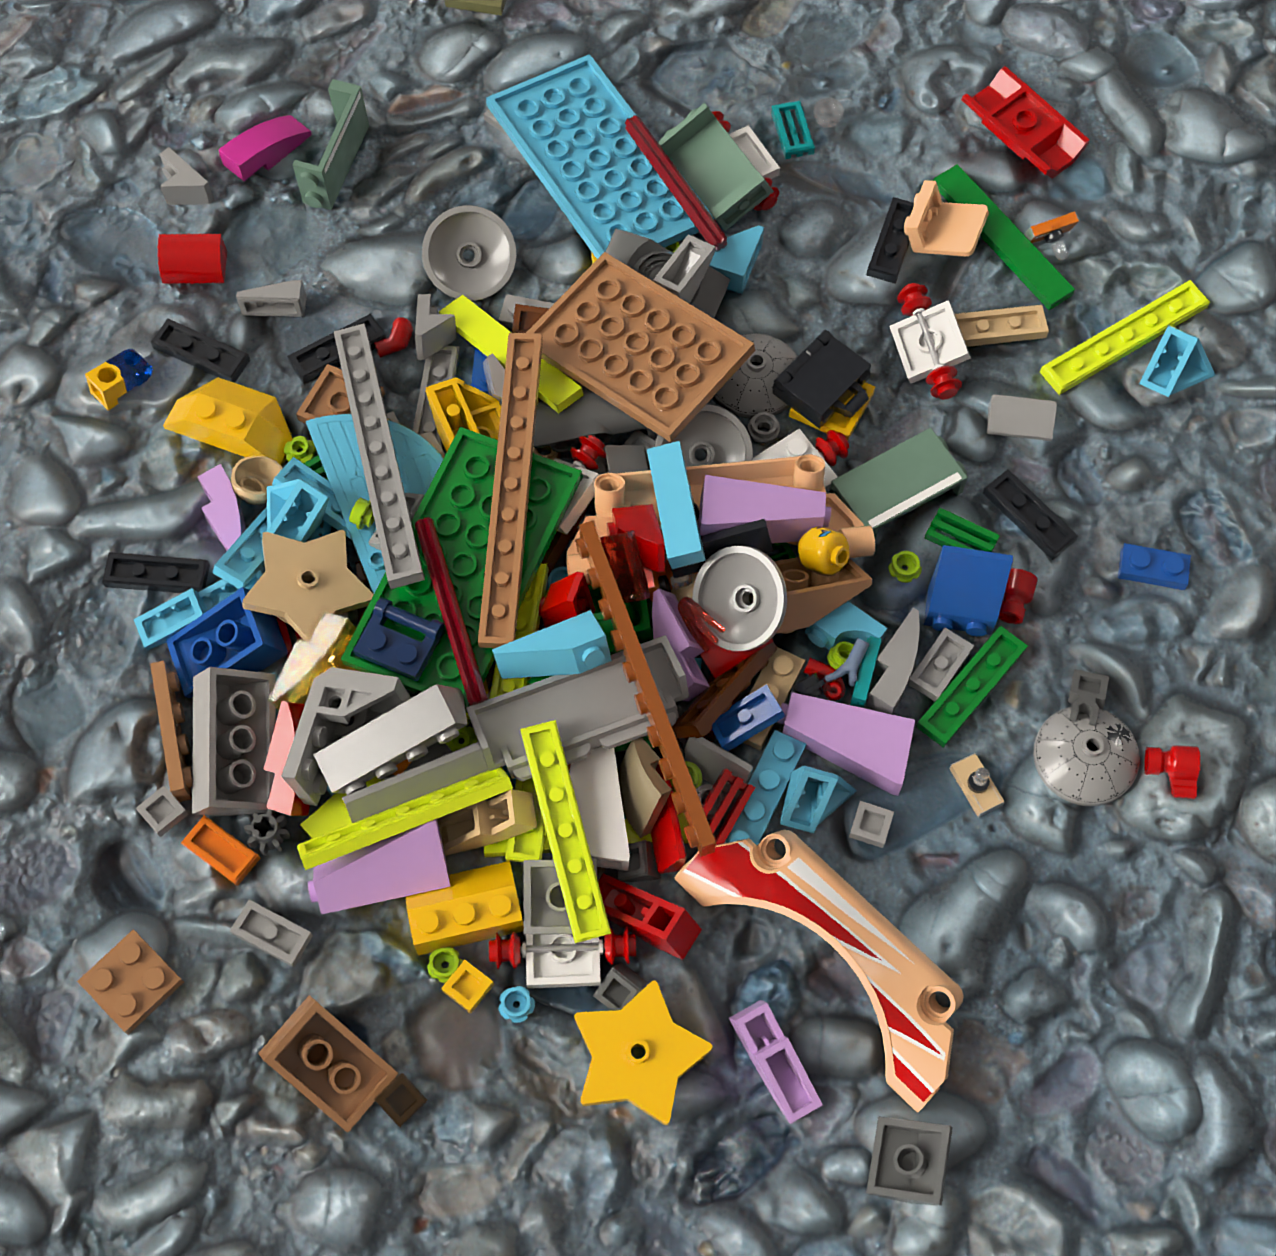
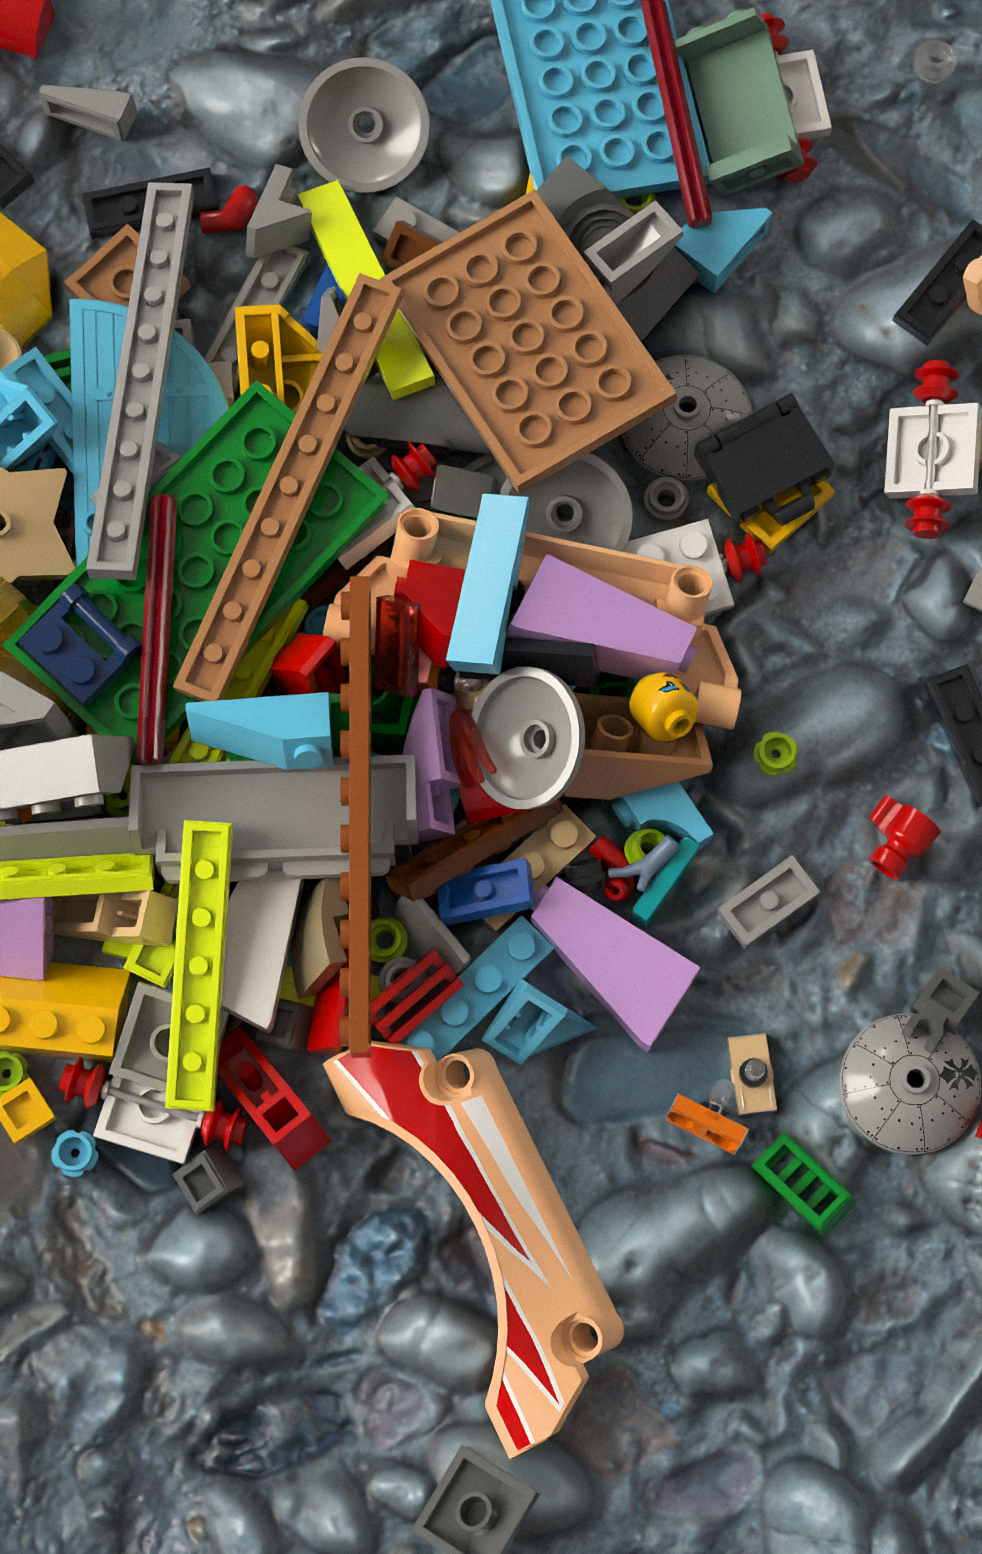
camera: 20 degrees right, 10 degrees up
(300, 442) = (42, 330): lime plate -> none
(362, 514) = (92, 455): lime plate -> none
(645, 1081) = (232, 1277): yellow plate -> none
(775, 1061) = (360, 1334): lavender slope -> none
(797, 148) = (871, 104): teal tile -> none
(871, 824) = (595, 1080): light grey plate -> none
(895, 666) = (708, 885): light grey slope -> none
(900, 480) = (812, 636): sand green panel -> none
(960, 824) = (709, 1119): none -> orange piece
(962, 531) = (880, 724): green tile -> none
(967, 590) = (832, 822): blue slope -> none
(971, 686) = (797, 944): green plate -> none
(1039, 857) = (834, 1213): none -> green slope

